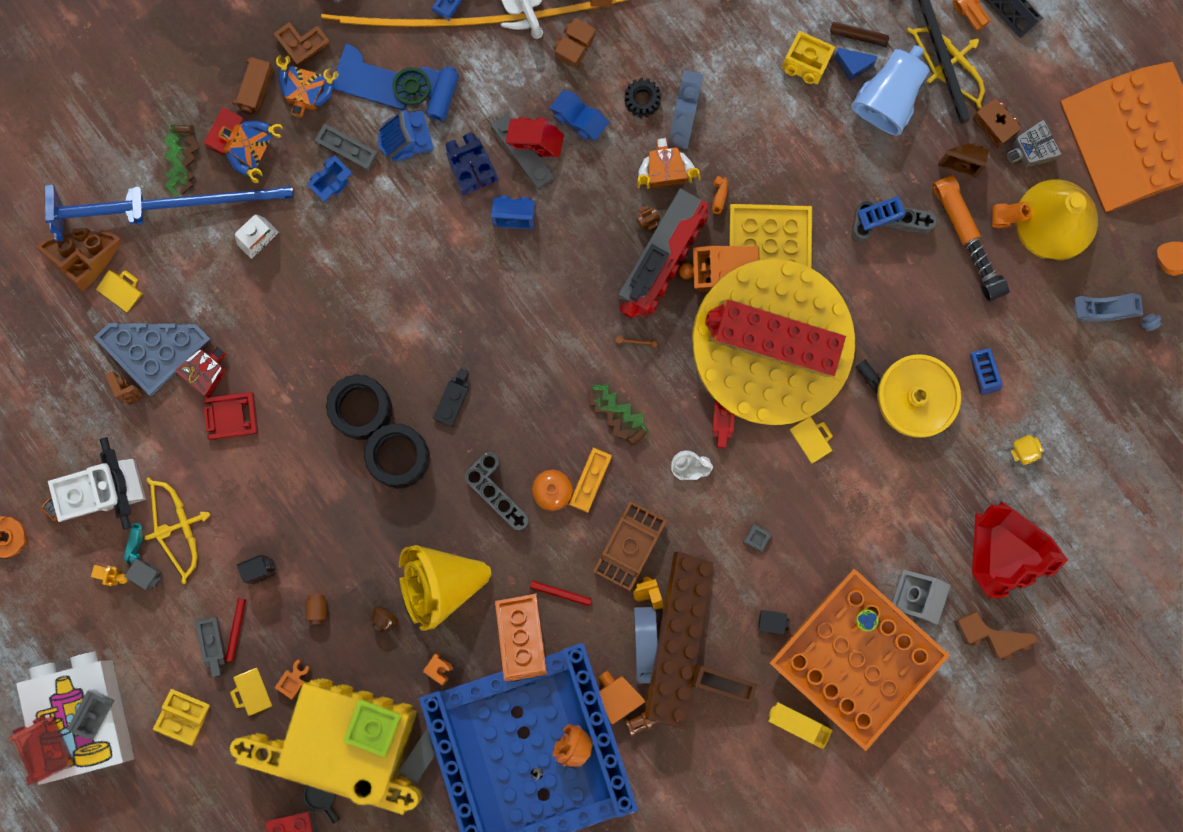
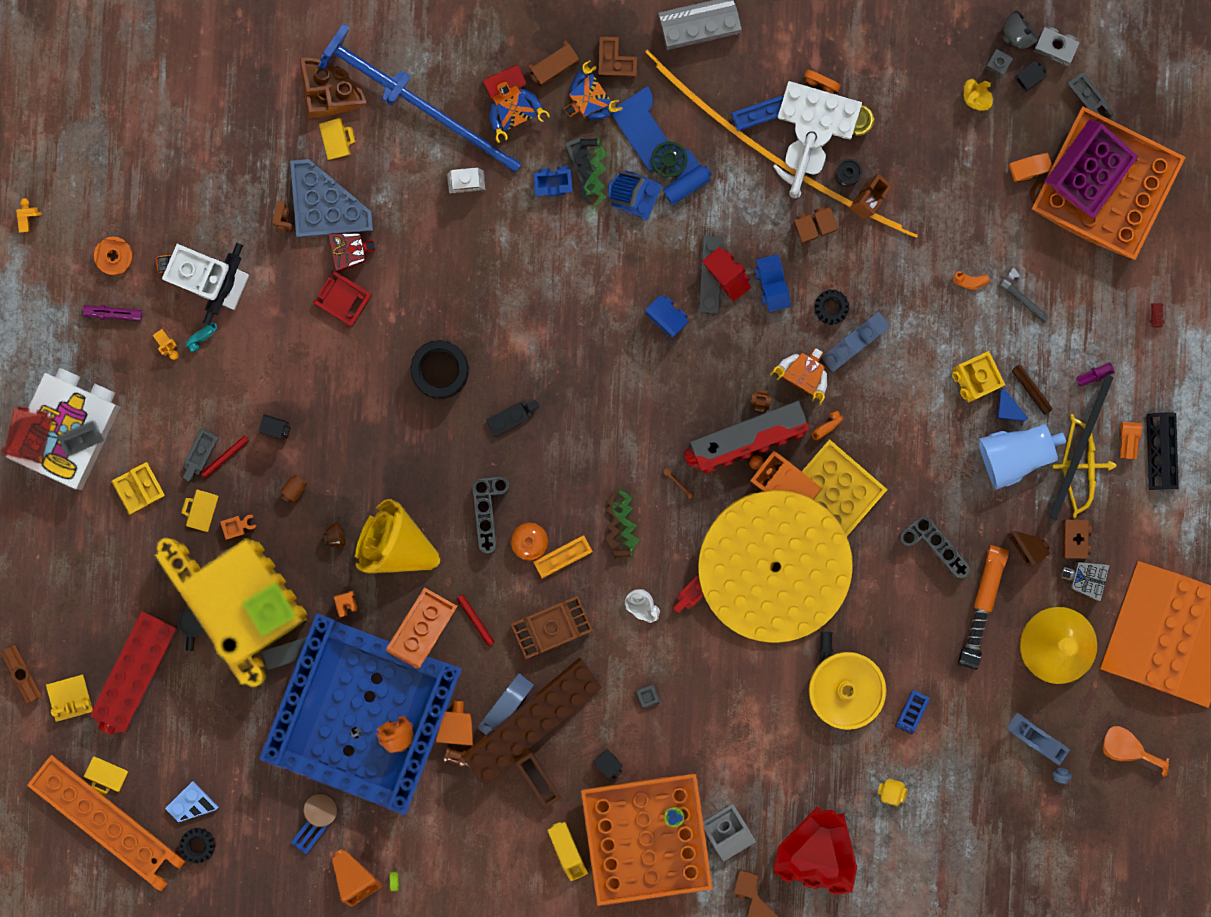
camera: 30 degrees right, 5 degrees up
(33, 591) = (112, 313): none -> magenta pin
(144, 575) = (191, 365): dark grey brick -> none
(164, 530) = (230, 344): yellow piece -> none
(179, 166) = (460, 57): piece -> none
(360, 150) = (591, 178): none -> piece
(374, 444) = (422, 410): black tyre -> none
(467, 157) = (667, 248): clear blue hips -> none
(648, 271) = (724, 443): black hinge -> none
(649, 590) = (539, 669): light orange piece -> none
(775, 337) = (775, 565): red piece -> none
(811, 439) = (746, 658): yellow piece -> none
(884, 220) = (947, 540): blue slope -> none
(1004, 214) = (1025, 613): orange piece -> none

